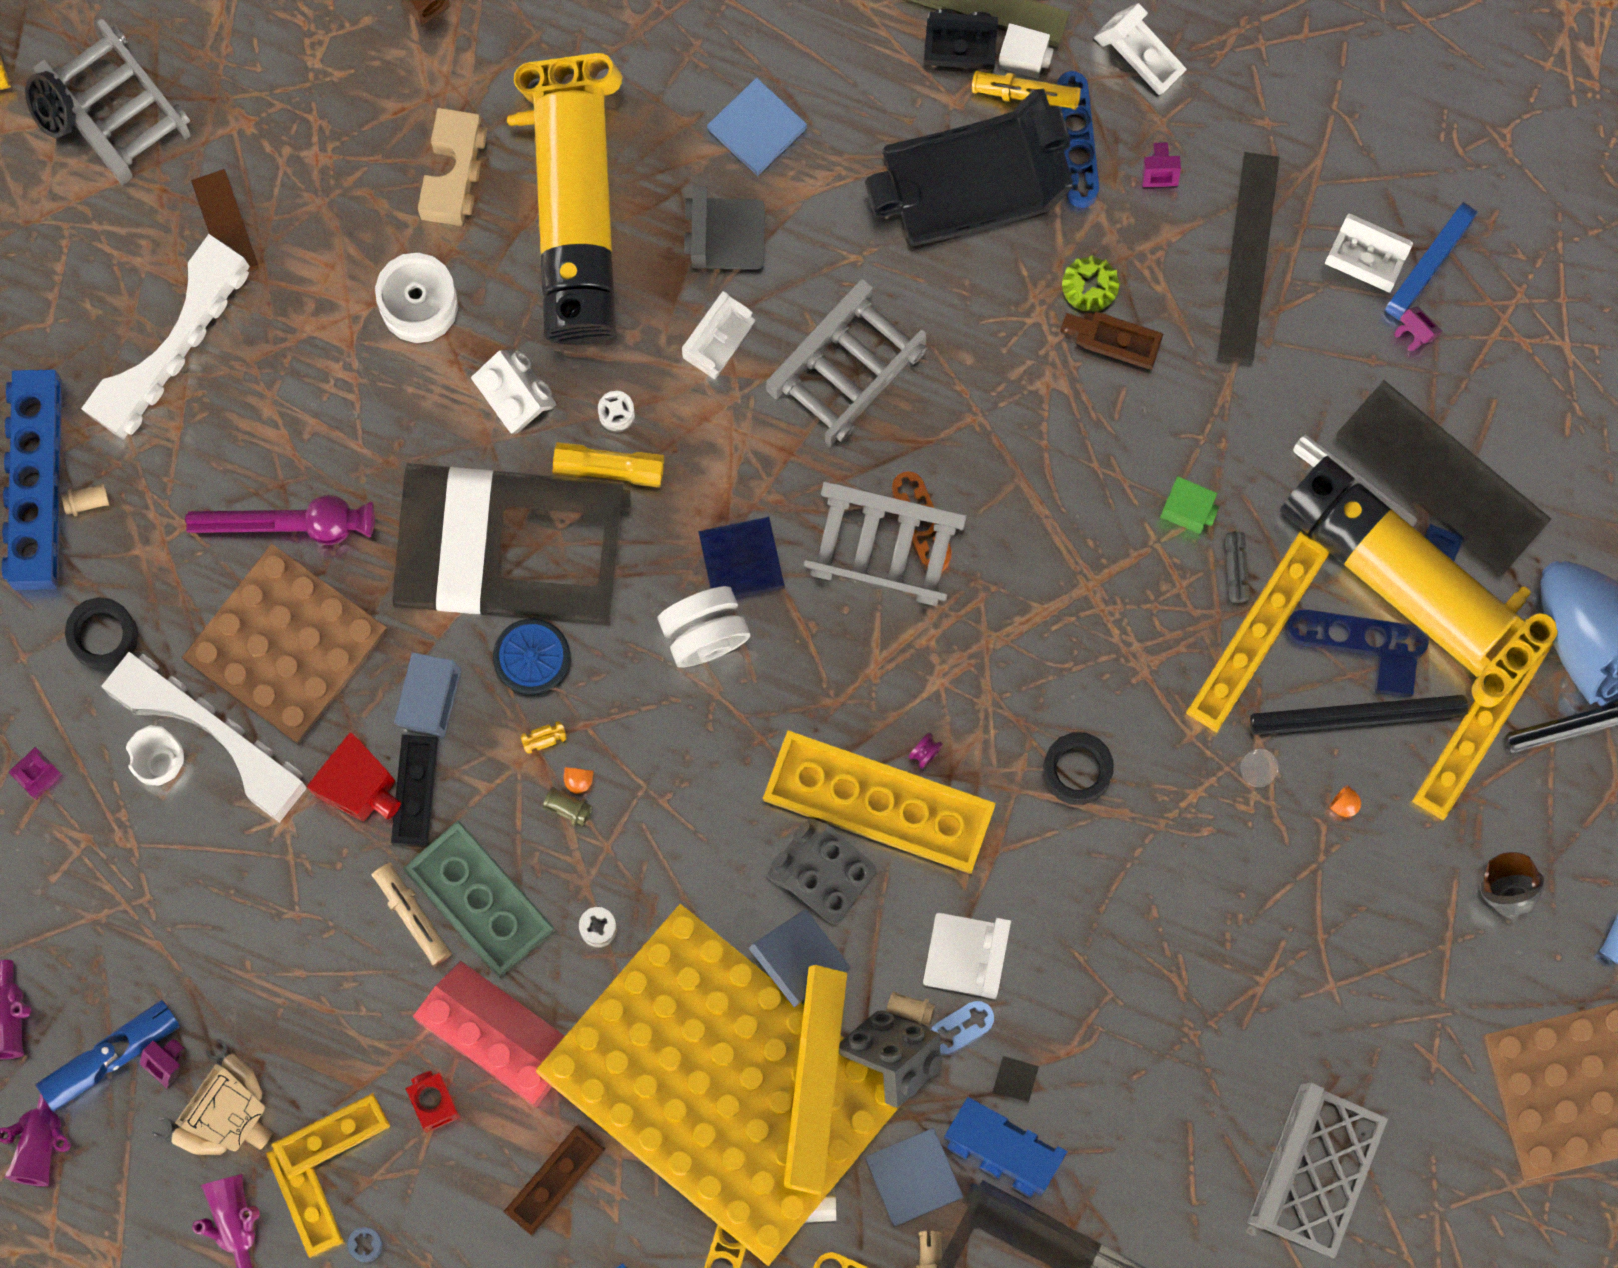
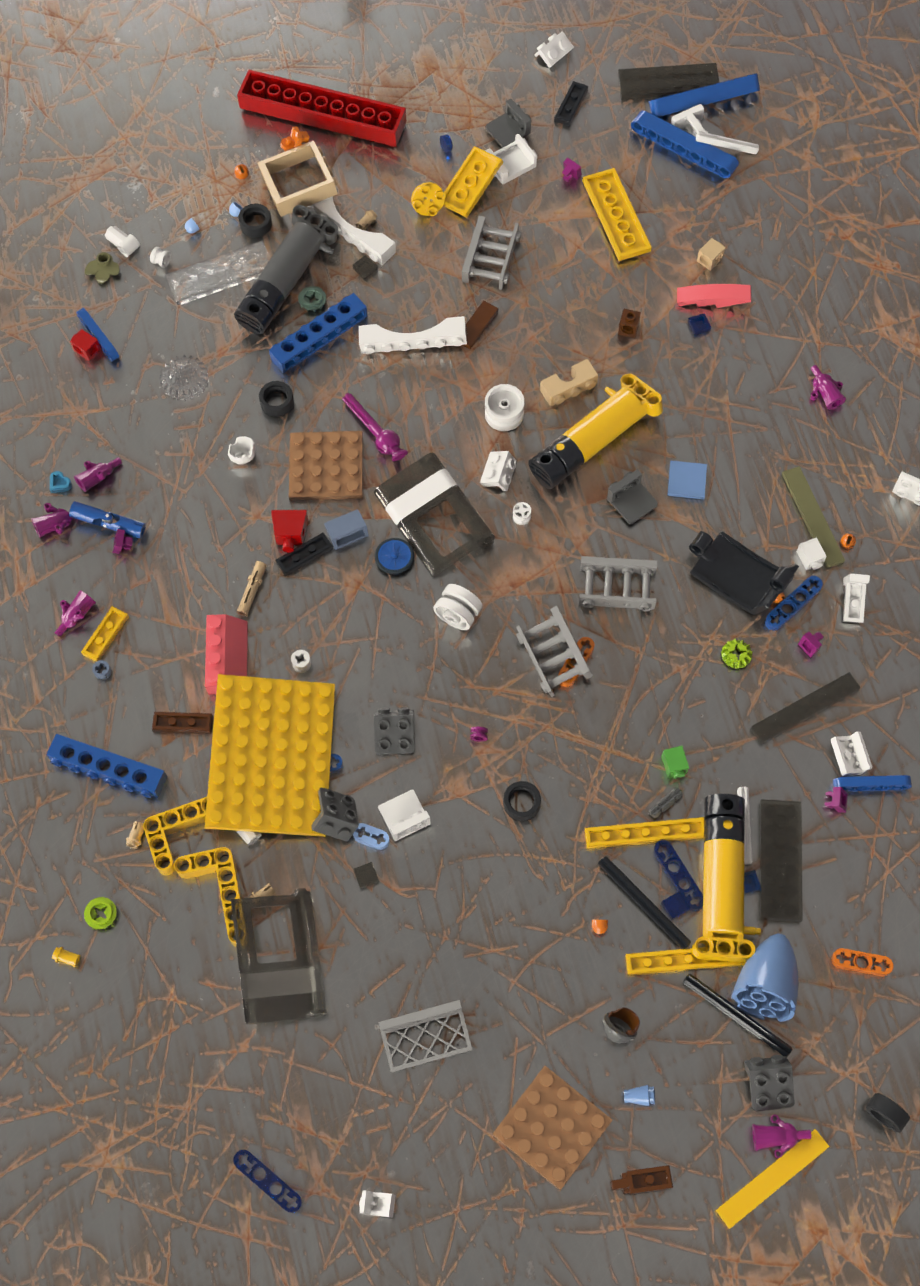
camera: 55 degrees right, 10 degrees down
(35, 773) = (202, 417): magenta tile -> none
(50, 104) = (469, 231): black wheel -> none
(84, 499) = (322, 353): tan pin -> none
(148, 693) = (263, 494): white arch -> none
(221, 1110) = (116, 575): tan torso -> none
(330, 1135) = (136, 624): yellow tile -> none
(443, 1113) = (181, 658): red brick -> none
(479, 899) = (278, 610): sand green tile -> none
(543, 737) = (364, 584): yellow piece -> none
(568, 806) = (342, 614): olive pin -> none
(577, 779) = (356, 609): orange hinge -> none
(580, 461) = (504, 536): yellow axle -> none
(718, 335) = (586, 527): white hinge -> none
(742, 557) = (502, 605): clear blue tile -> none
(790, 952) = (349, 747): sand blue tile -> none
(815, 1080) = (298, 788): yellow tile -> none
(879, 802) = (442, 732): yellow plate -> none
(911, 1008) = (365, 814): tan pin -> none
(913, 1177) = (291, 864): sand blue tile -> none
(961, 39) = (793, 526): black bracket -> none
(985, 83) = (805, 582): yellow pin -> none
(1003, 1148) = (330, 891): blue wedge -> none
(1114, 338) = (721, 679): reddish brown hinge -> none
(1259, 767) = (585, 877): clear tile -> none

